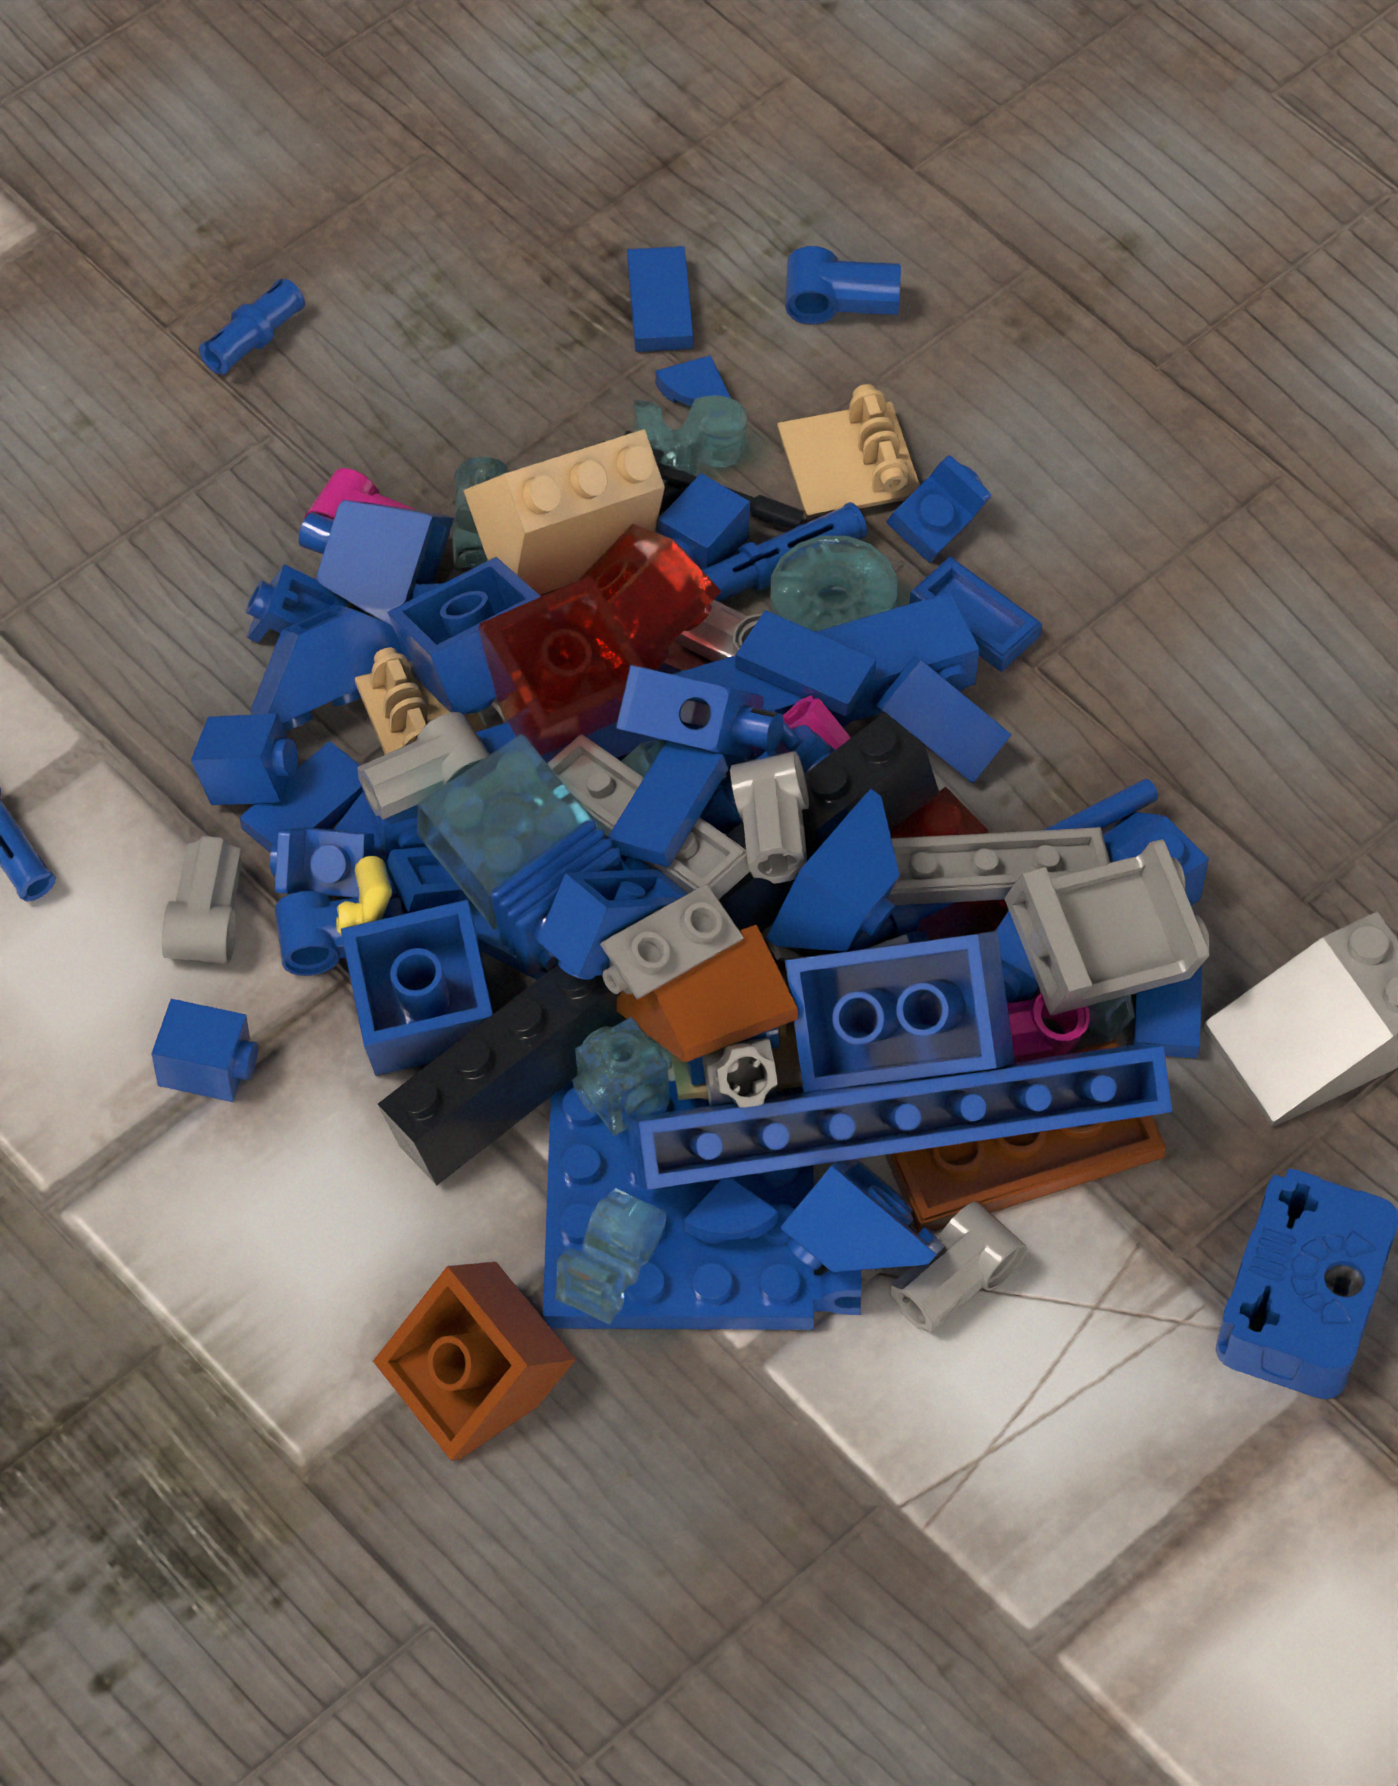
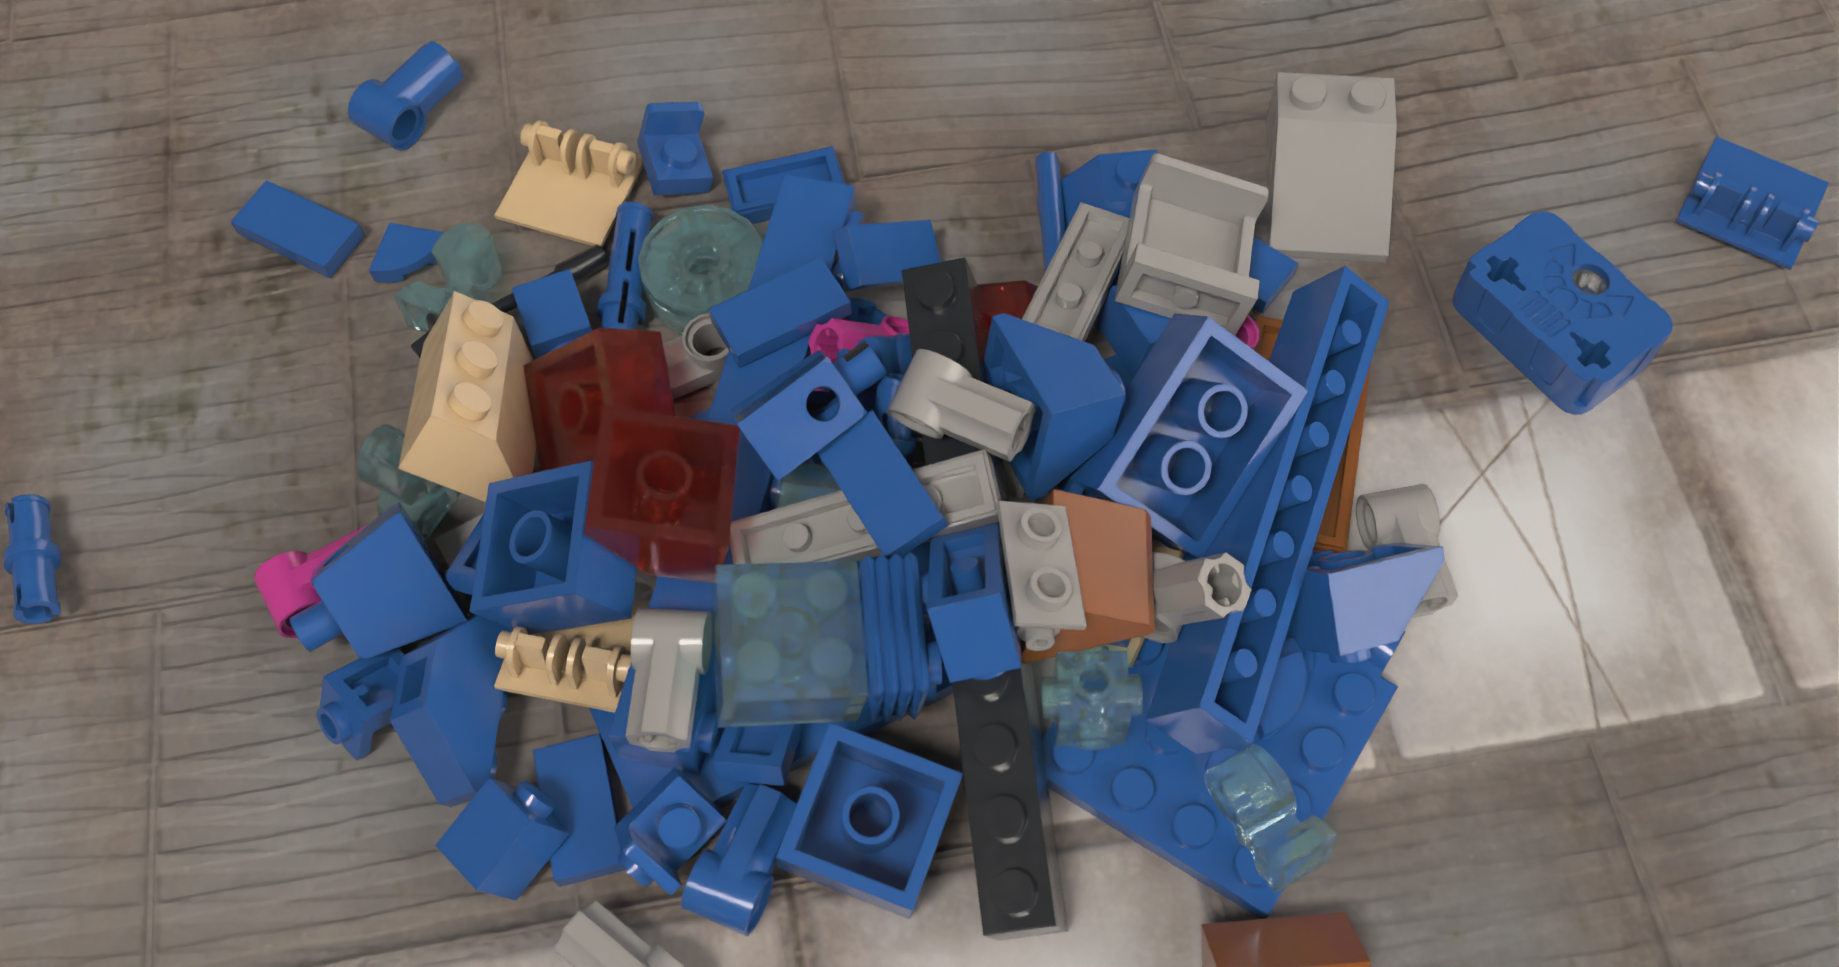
camera: 55 degrees left, 5 degrees up
(373, 894) = (754, 807): light yellow arm -> none

